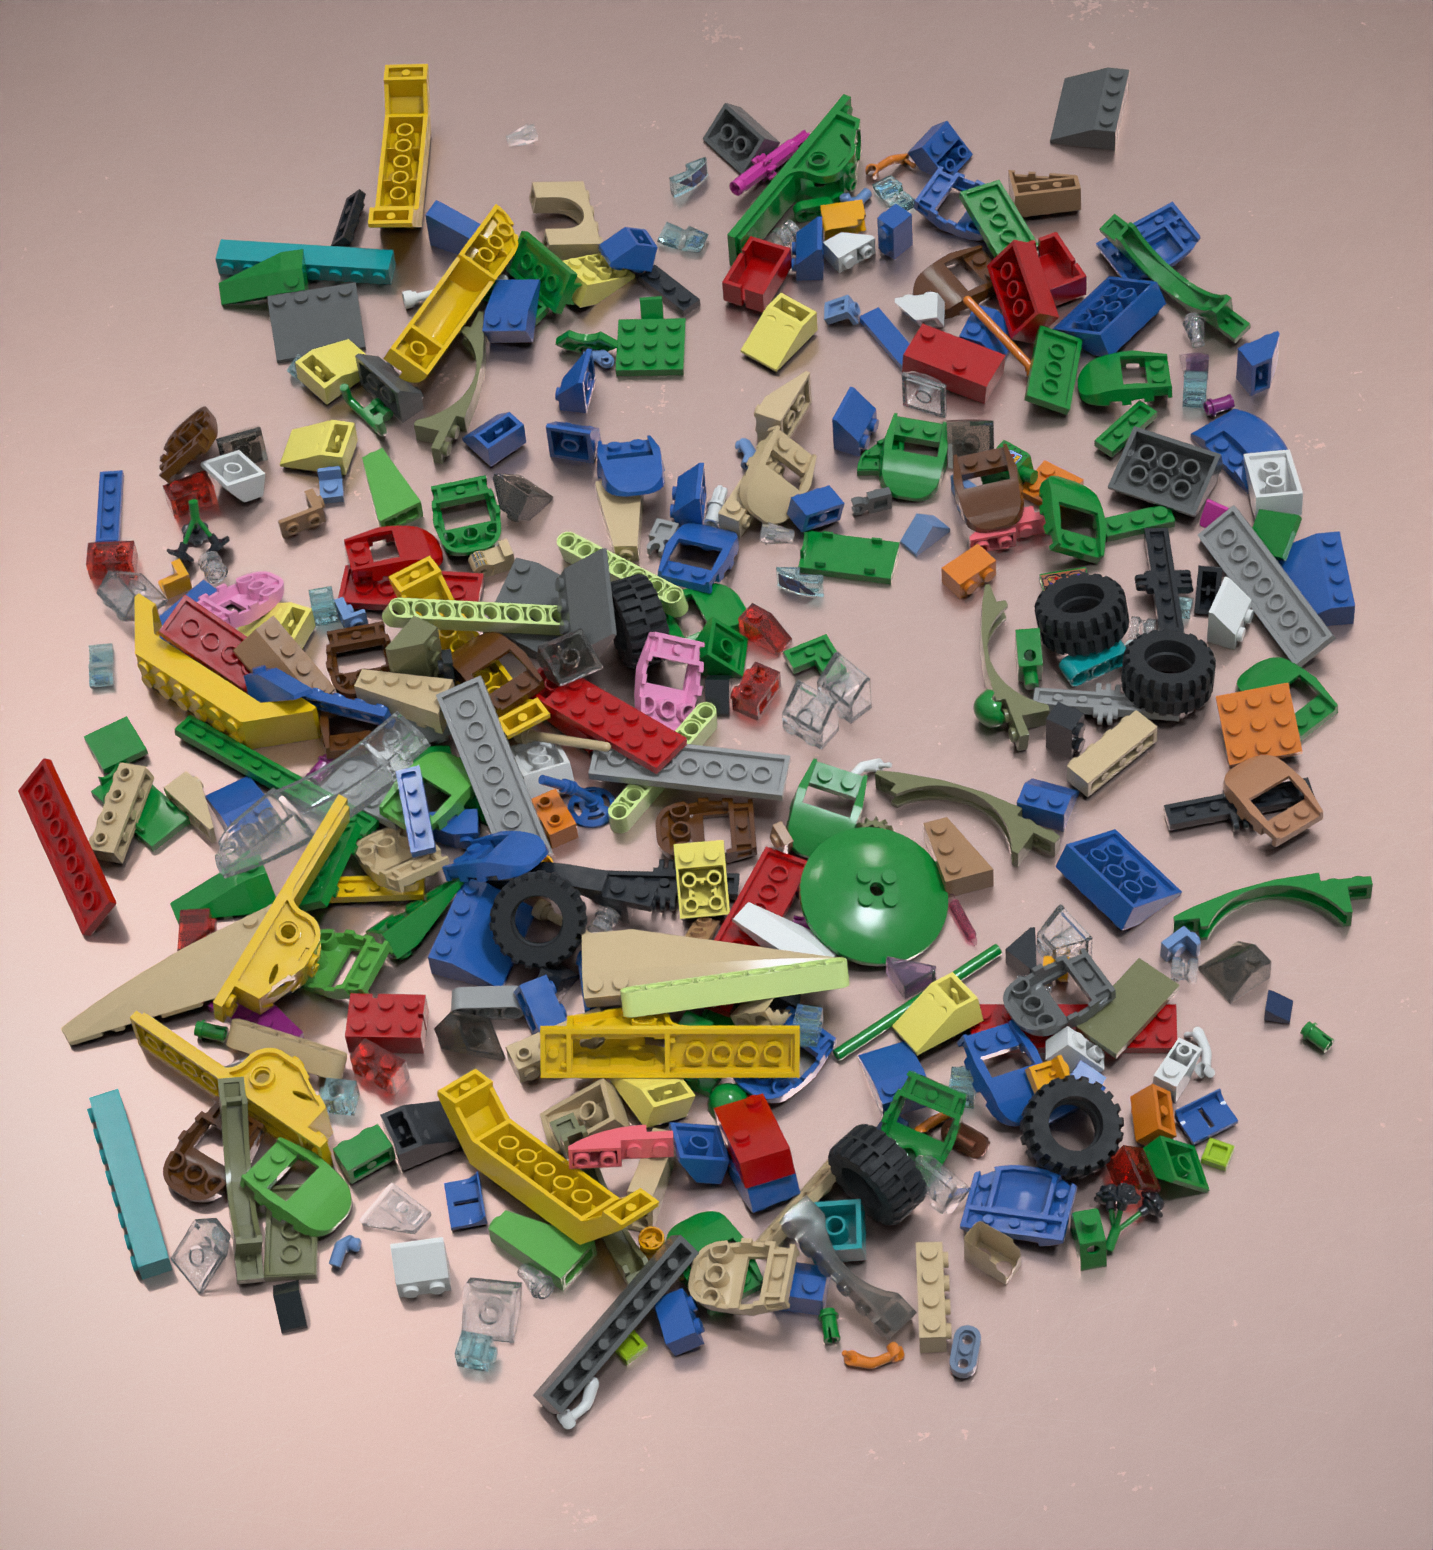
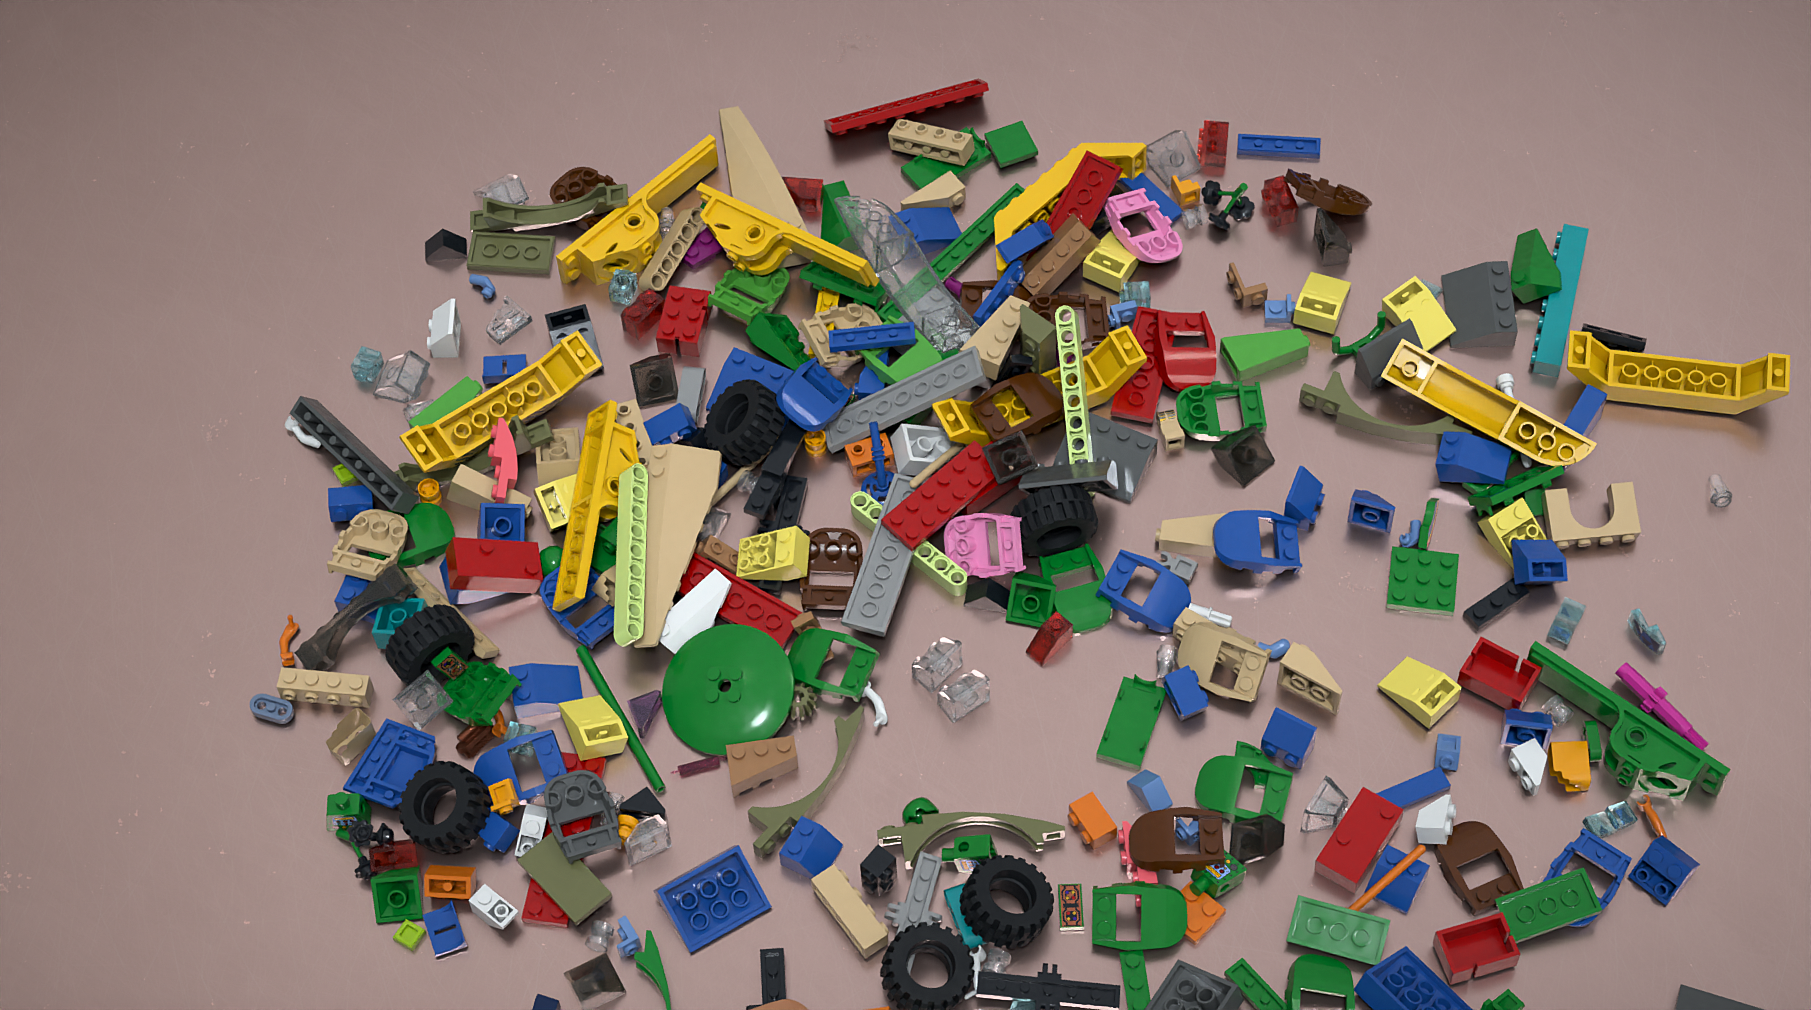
camera: 95 degrees right, 5 degrees up
(101, 665) = (1095, 134): clear light blue slope -> none
(130, 1185) = (577, 146): teal brick -> none
(237, 475) = (1288, 228): white slope -> none
(318, 1203) = (523, 265): bright green slope -> none
(364, 1153) = (561, 293): green brick -> none
(497, 437) = (1315, 438): blue slope -> none
(576, 548) = (1128, 525): yellowish green beam -> none
(651, 307) = (1466, 584): green slope -> none
(689, 496) = (1214, 592): blue slope -> none
(739, 137) = (1700, 684): dark grey slope -> none
(755, 690) = (981, 625): clear red brick -> none
(791, 580) = (1104, 672): clear light blue slope -> none
(811, 653) = (1016, 680): green plate -> none
(811, 1024) = (597, 617): clear light blue brick -> none
(828, 1319) = (322, 613): green pin -> none
(865, 194) = (1603, 782): medium blue arm -> none
(876, 501) = (1194, 752): dark grey plate -> none
(894, 231) = (1543, 804): blue brick -> none
(1022, 290) = (1437, 909): red brick -> none
(1044, 194) = (1589, 956): medium nougat wedge -> none
(1203, 1067) = (493, 938): white piece -> none

